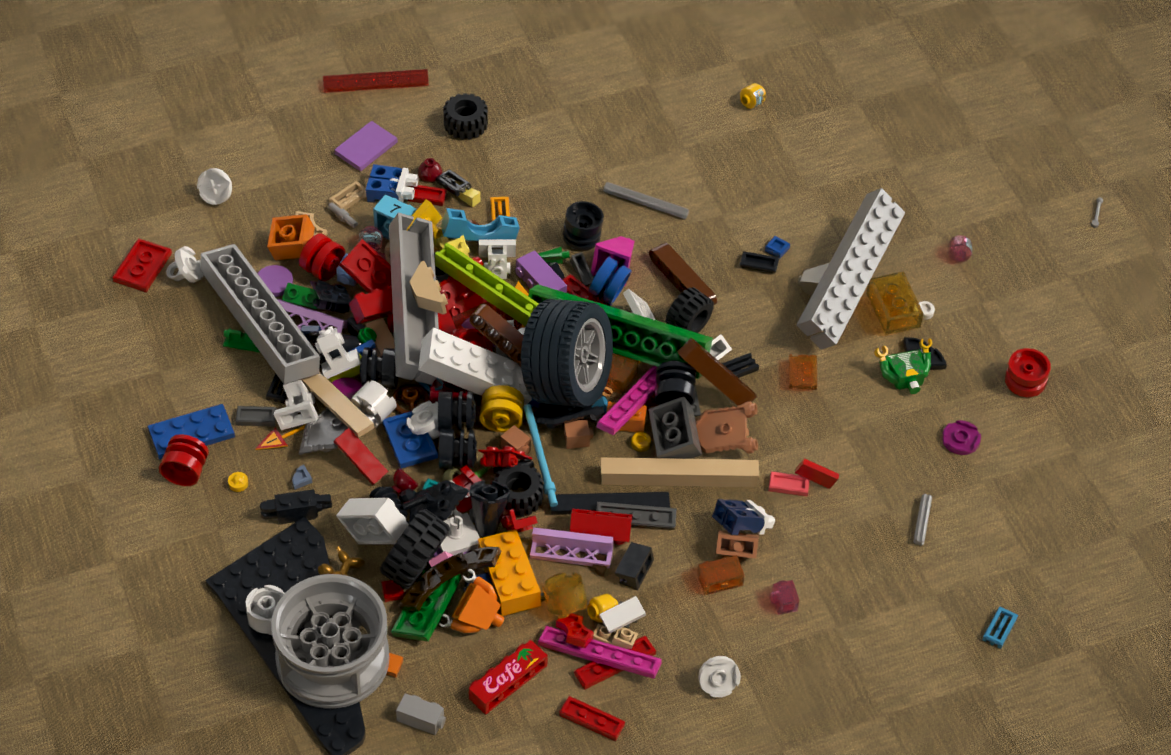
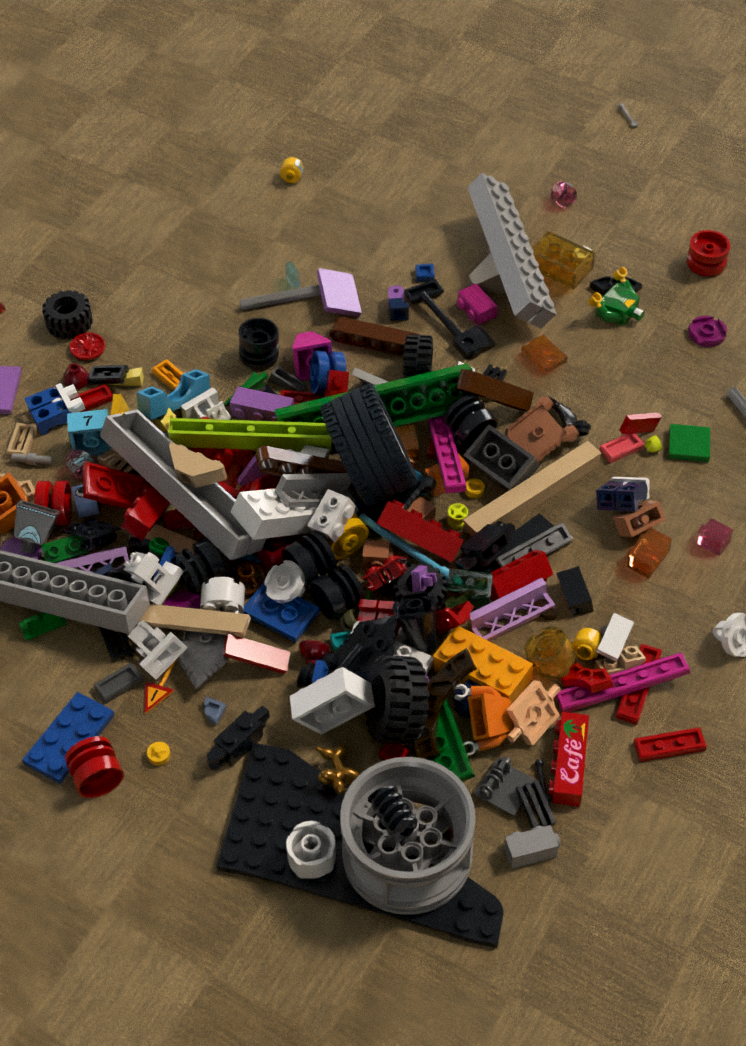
camera: 35 degrees left, 0 degrees up
(291, 263) = (33, 524): none -> dark grey torso
(316, 611) = (393, 813): none -> black piece
(384, 492) = (320, 670): none -> blue tile
(445, 664) = (500, 785): none -> dark grey hinge
(457, 674) = (543, 803): none -> black tile
(460, 151) = (87, 346): none -> red wheel
(485, 666) = (539, 764): none -> black hinge
(493, 389) = (332, 515): none -> white brick
(499, 358) = (313, 486): none -> light grey fence
(510, 626) = (533, 712): none -> light nougat plate
(520, 478) = (422, 579): none -> medium lavender tile
(551, 509) = (469, 586): none -> clear green slope
(556, 444) = (419, 531): none -> red brick
(597, 487) = (485, 546): none -> black hinge
(604, 292) = (336, 382): none -> red brick
(604, 448) = (454, 512): none -> neon yellow wheel
(666, 187) = (292, 275): none -> clear light blue tile
(688, 222) = (338, 292): none -> tile
(725, 258) = (397, 307): none -> dark blue leg
(755, 326) = (467, 343): none -> black piece
(767, 432) = (569, 418): none -> black plant
(789, 298) = (476, 304): none -> dark pink brick
(814, 497) = (653, 444): none -> neon yellow hinge
(847, 515) = (689, 442): none -> green tile

